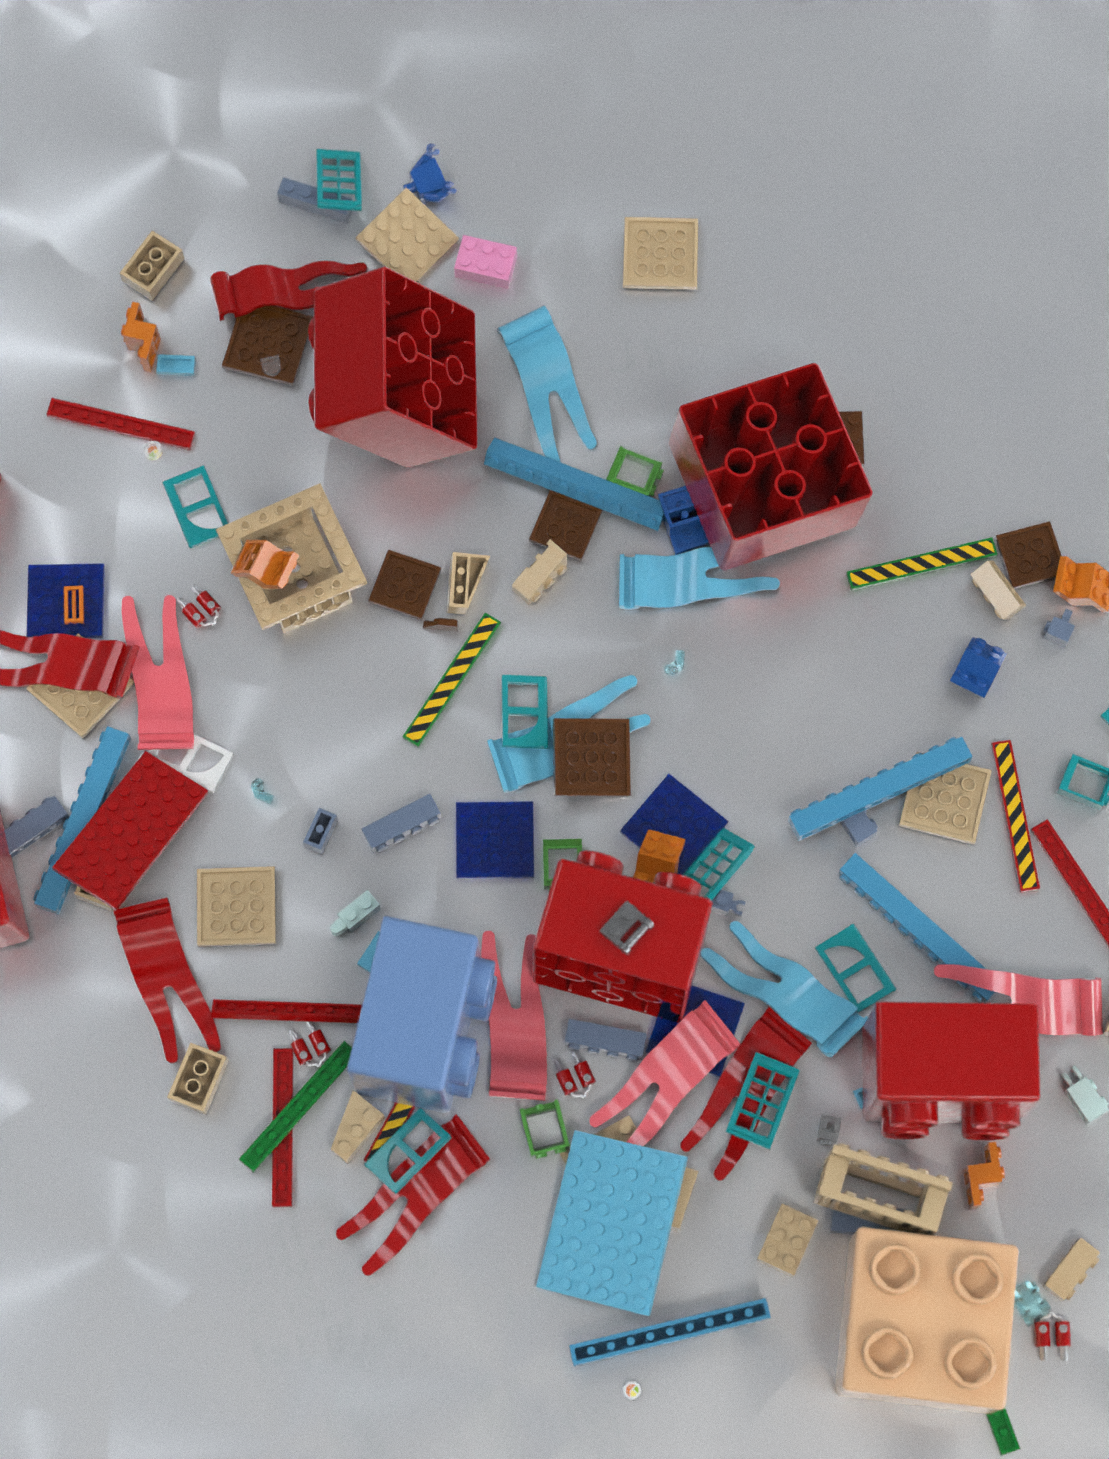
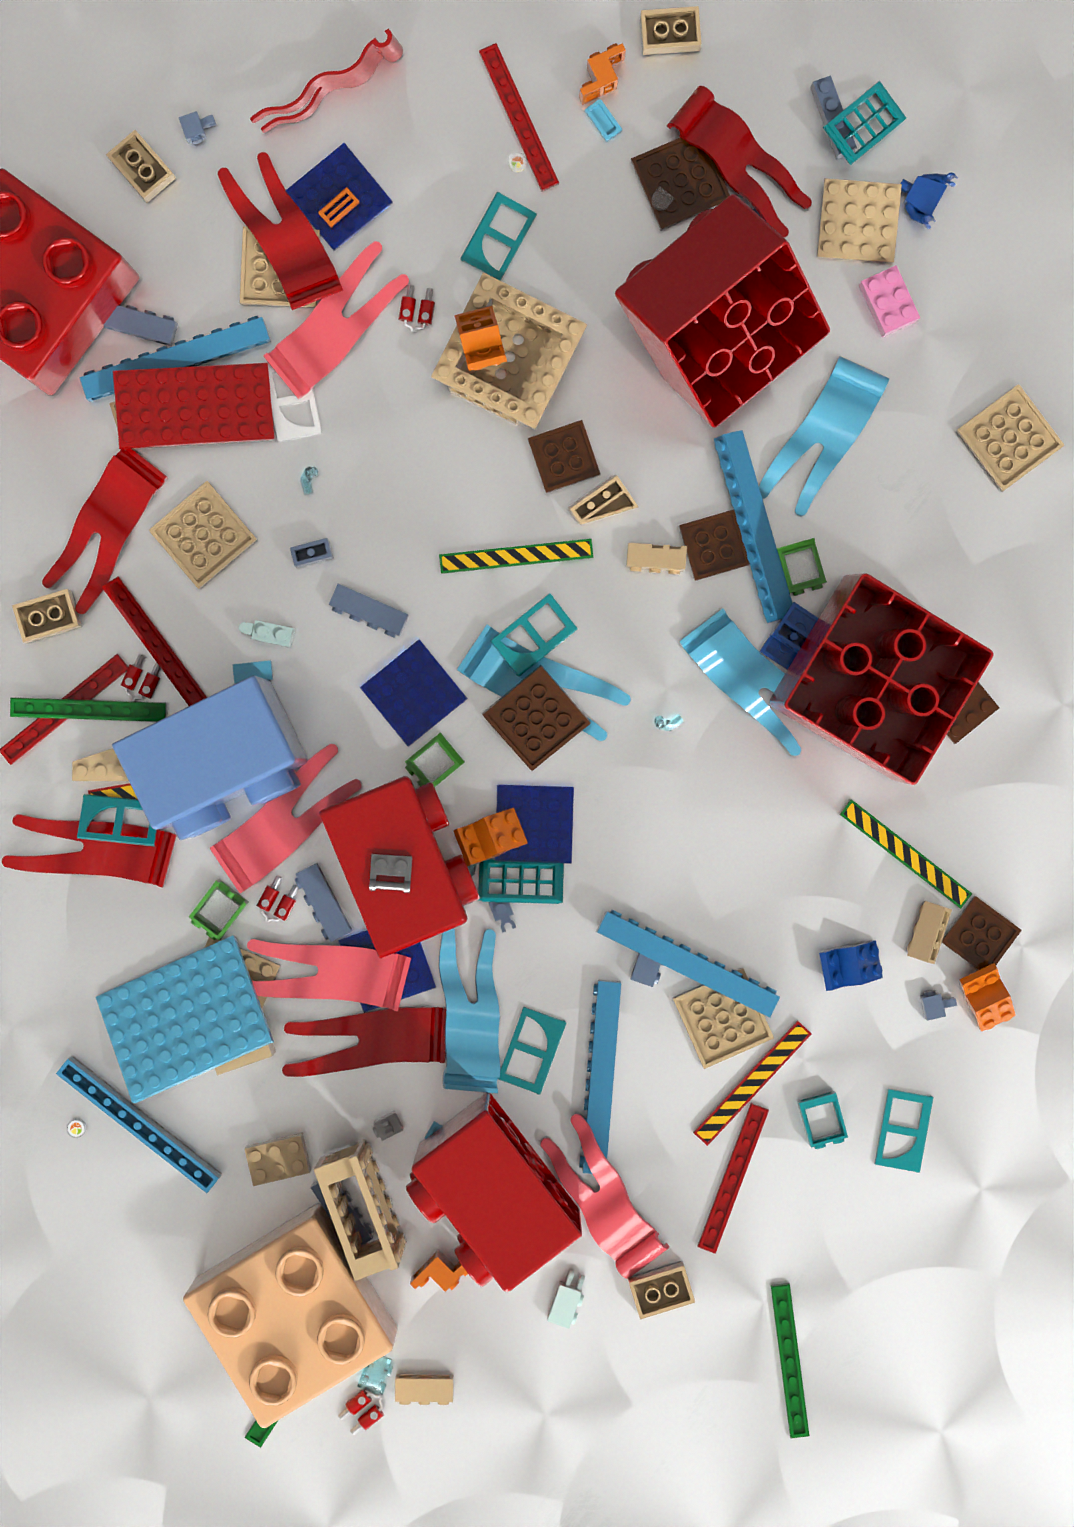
camera: 50 degrees right, 15 degrees up
(441, 624) = (553, 511): reddish brown tile -> none
(776, 1067) = (403, 1049): teal piece -> none

